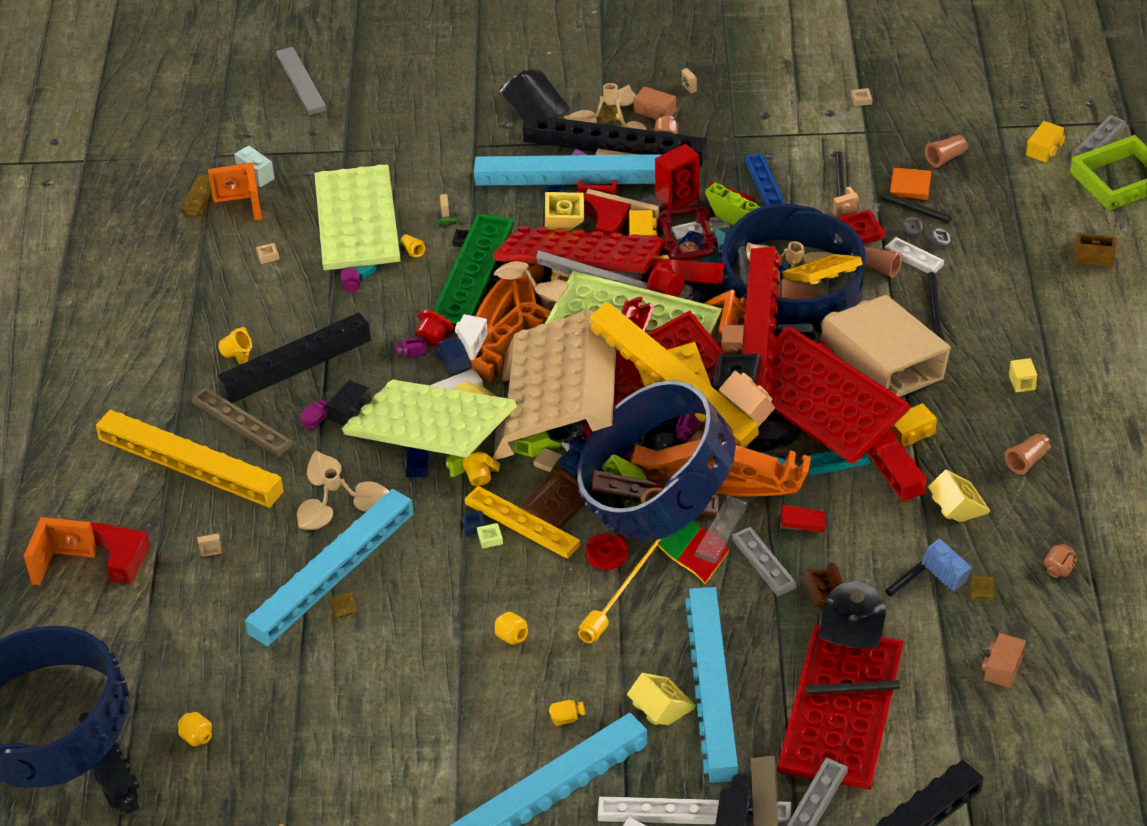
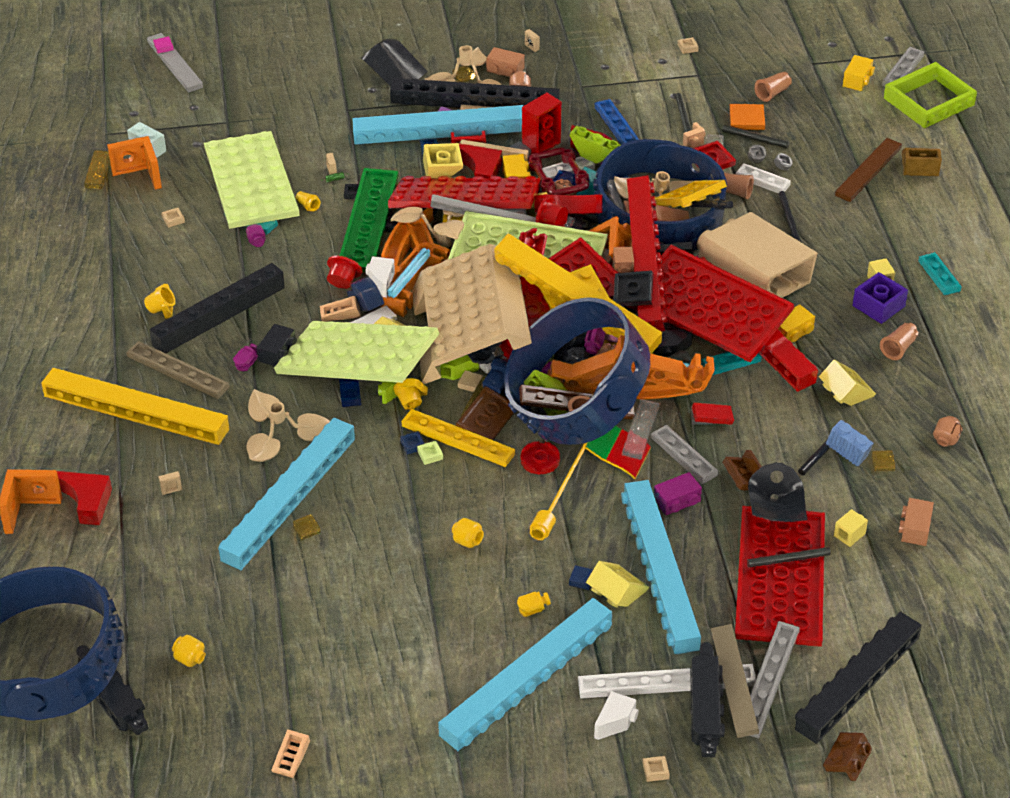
camera: 10 degrees left, 0 degrees up
(291, 60) = (163, 45): none -> dark pink tile
(411, 347) = (325, 291): magenta arm -> none
(432, 369) = (347, 309): none -> light nougat slope
(502, 334) = (408, 273): none -> medium azure axle
(622, 687) = (579, 577): none -> dark blue tile
(746, 605) = (677, 493): none -> magenta brick
(747, 397) = (650, 308): light nougat brick -> none
(848, 283) = (718, 204): none -> black bar
(929, 660) = (850, 528): none -> light yellow brick
(1015, 402) = (880, 297): none -> dark purple brick
(1034, 254) = (868, 169): none -> reddish brown tile
(1090, 380) = (939, 273): none -> teal tile

